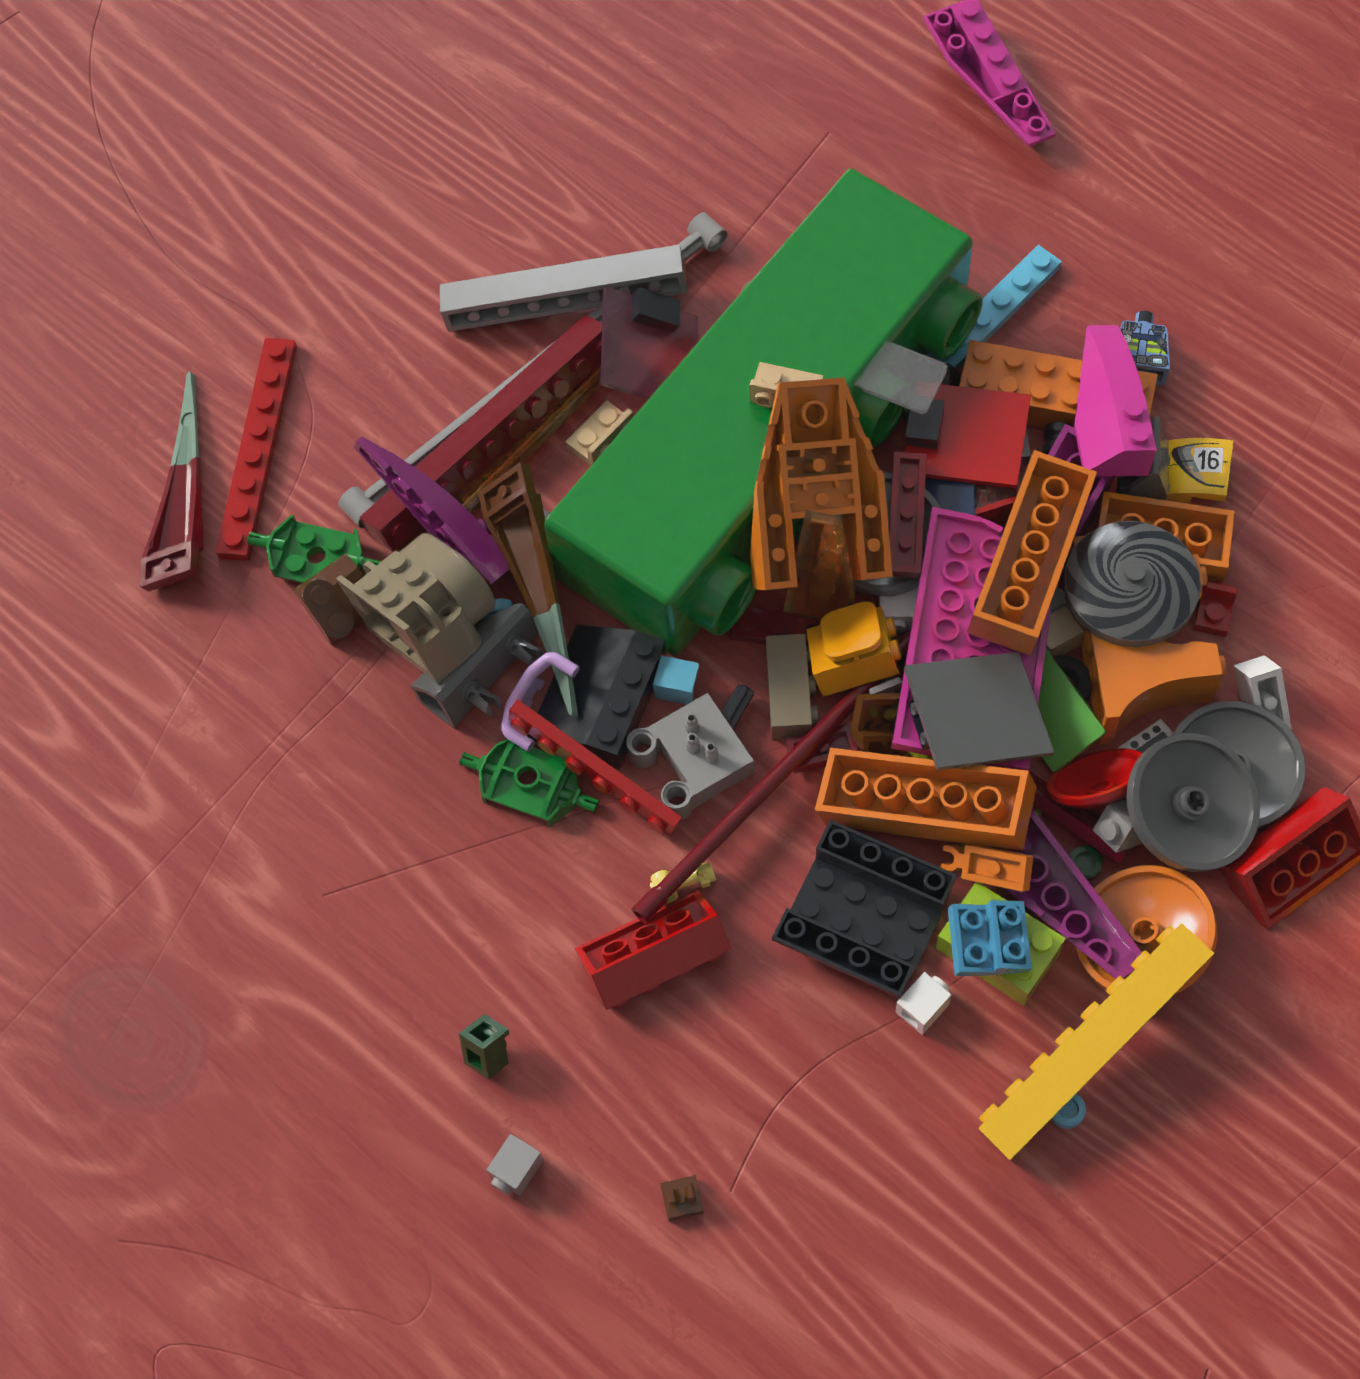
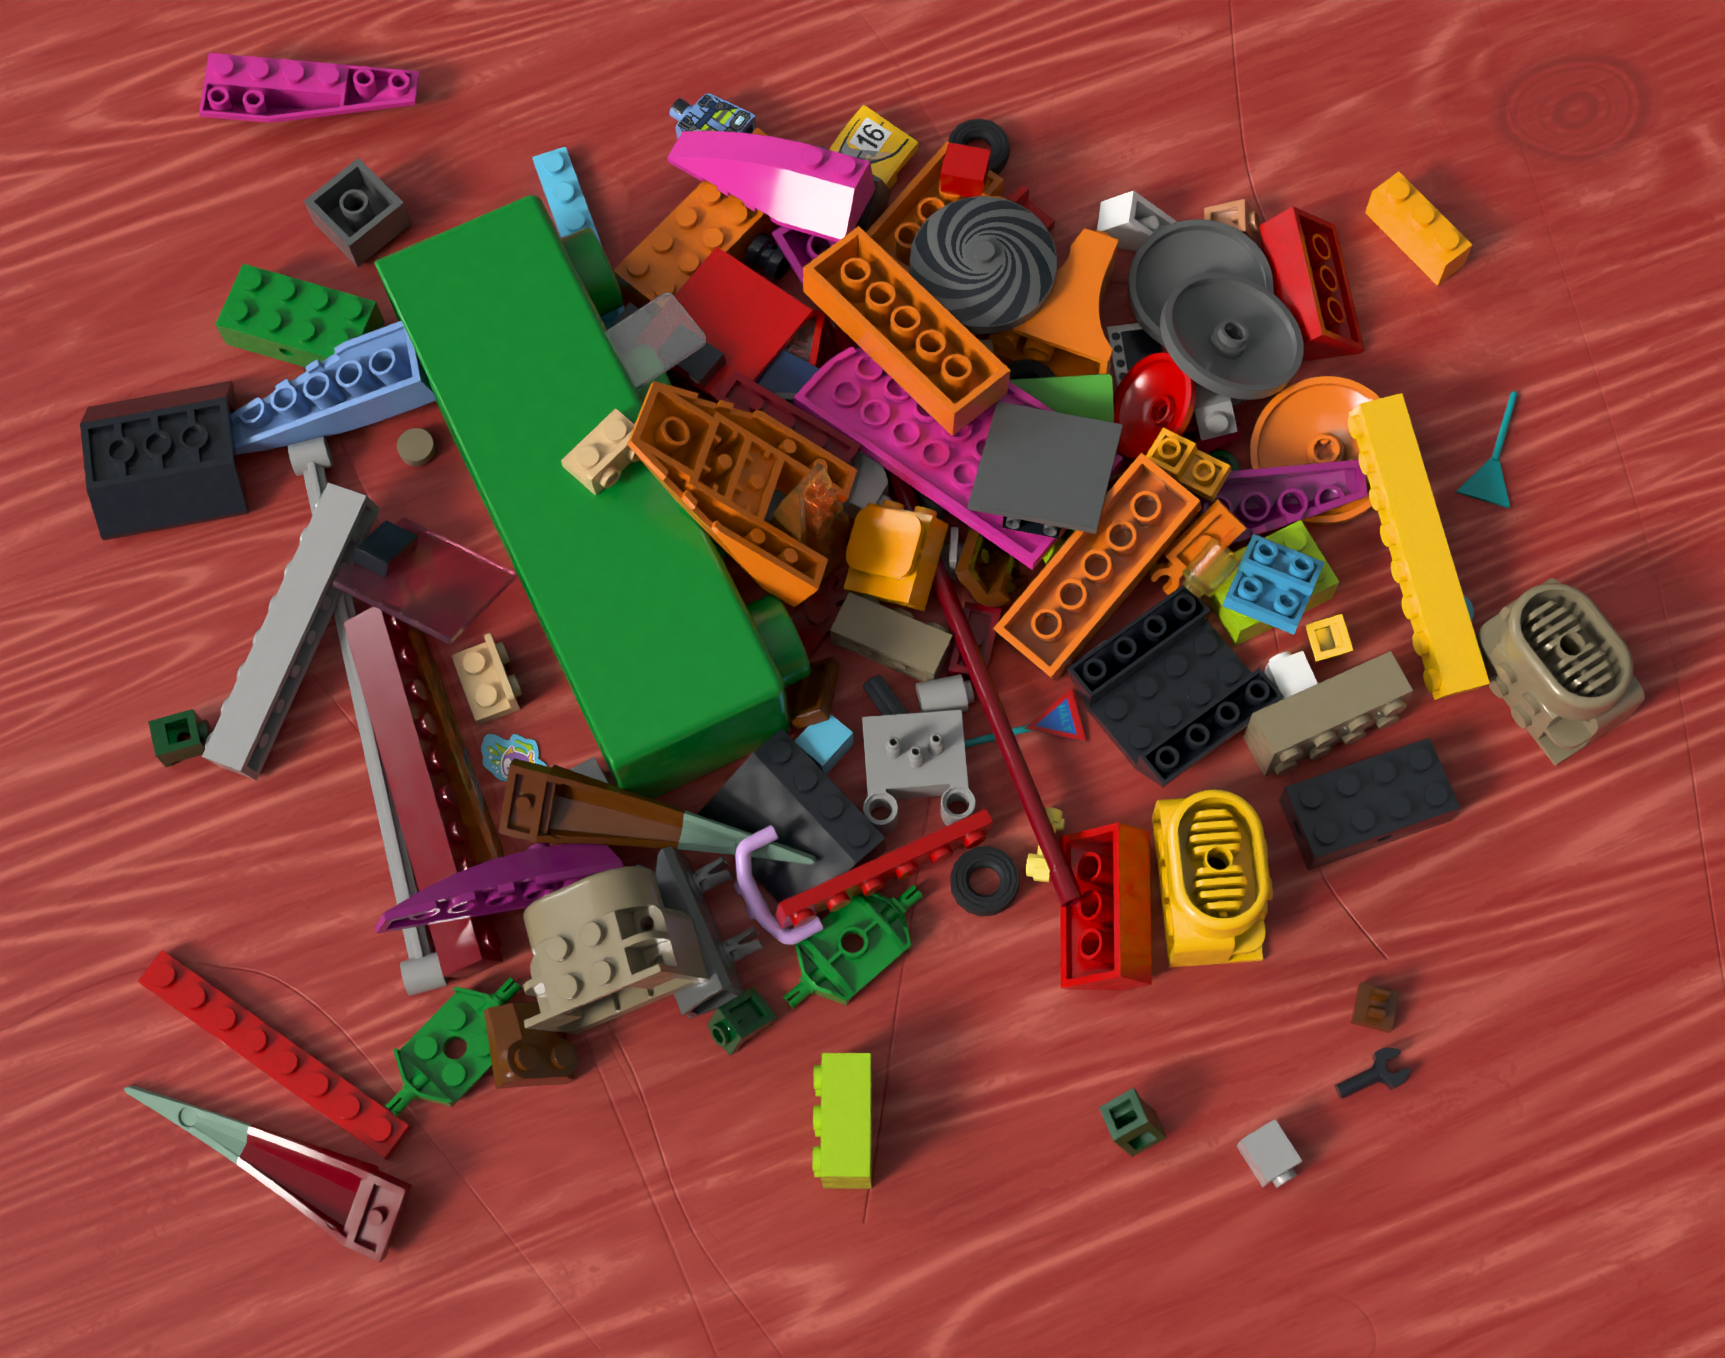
camera: 65 degrees left, 5 degrees up
(383, 836) = (843, 1120): none -> lime brick
(431, 731) = (740, 1020): none -> dark green bracket
(449, 264) = (169, 732): none -> dark green brick
(553, 481) = (500, 752): none -> sticker
(625, 1223) = (1374, 1075): none -> black bar
(630, 870) = (984, 904): none -> black tyre
(647, 143) = (162, 461): none -> black slope
(705, 1036) = (1209, 911): none -> yellow brick
(710, 652) = (815, 694): none -> reddish brown tile
(749, 214) = (351, 389): none -> medium blue wedge
(762, 745) = (945, 694): none -> light grey brick
(793, 842) = (1058, 720): none -> piece
(801, 161) = (292, 317): none -> green brick
(850, 1111) = (1369, 803): none -> black brick
(905, 1039) = (1328, 715): none -> dark tan brick
(914, 156) = (358, 212): none -> dark grey brick
(973, 882) = (1210, 568): none -> clear yellow brick
(980, 1015) = (1329, 638): none -> yellow brick
(1034, 1235) = (1559, 668): none -> dark tan brick
(1054, 822) = (1188, 464): none -> light orange slope
(1208, 1087) = (1488, 481): none -> teal piece
(1210, 532) = (964, 170): none -> red panel
(1264, 529) = (989, 132): none -> black tyre
(1320, 767) = (1236, 214): none -> nougat bracket

